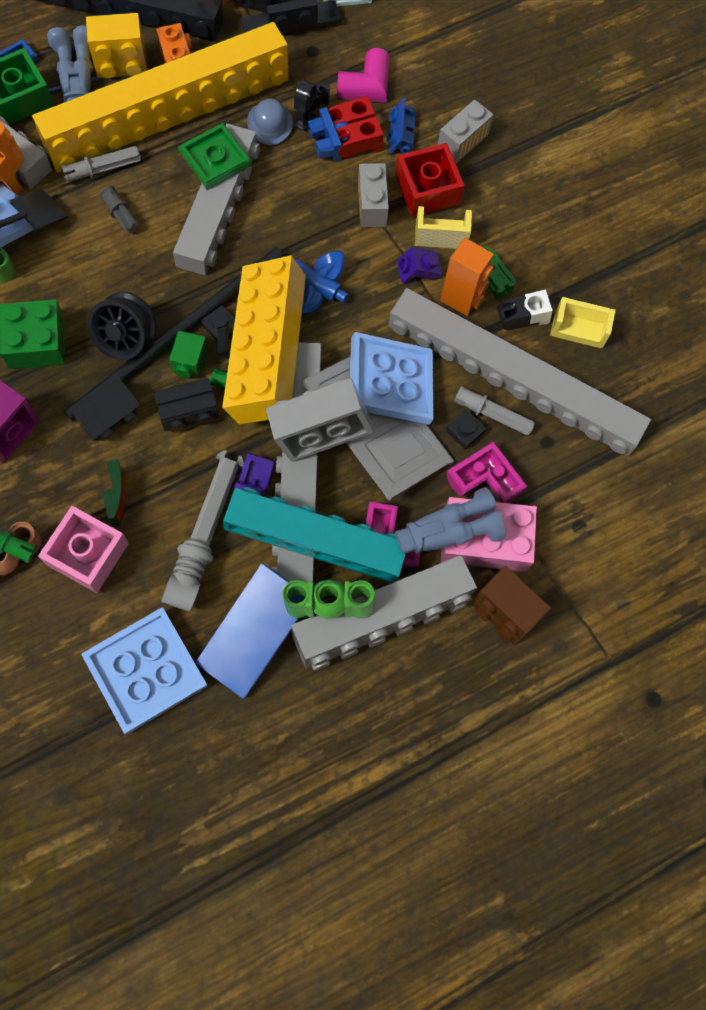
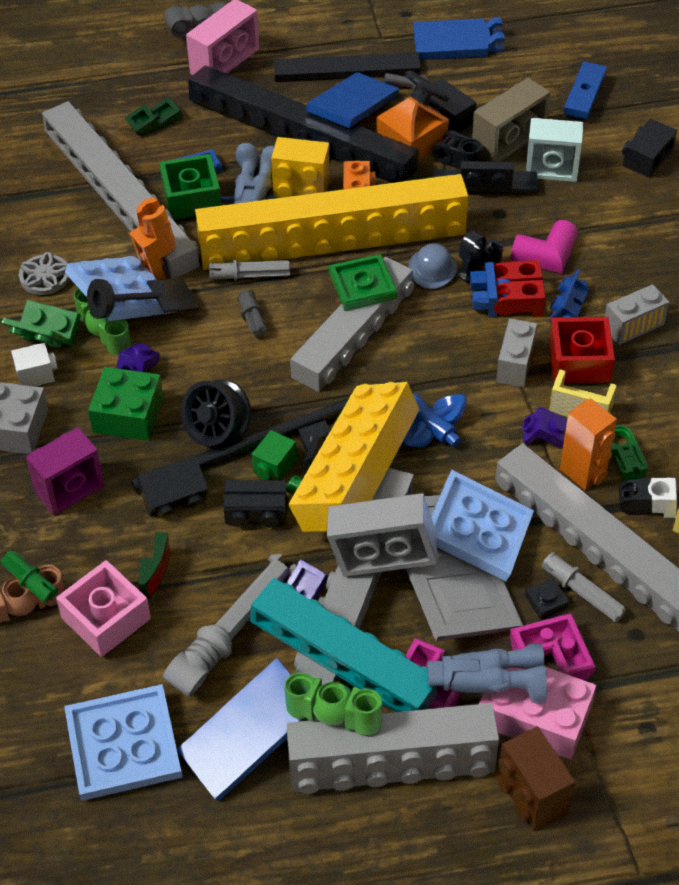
camera: 25 degrees right, 20 degrees down
(26, 285) = (137, 358): none -> dark purple bracket

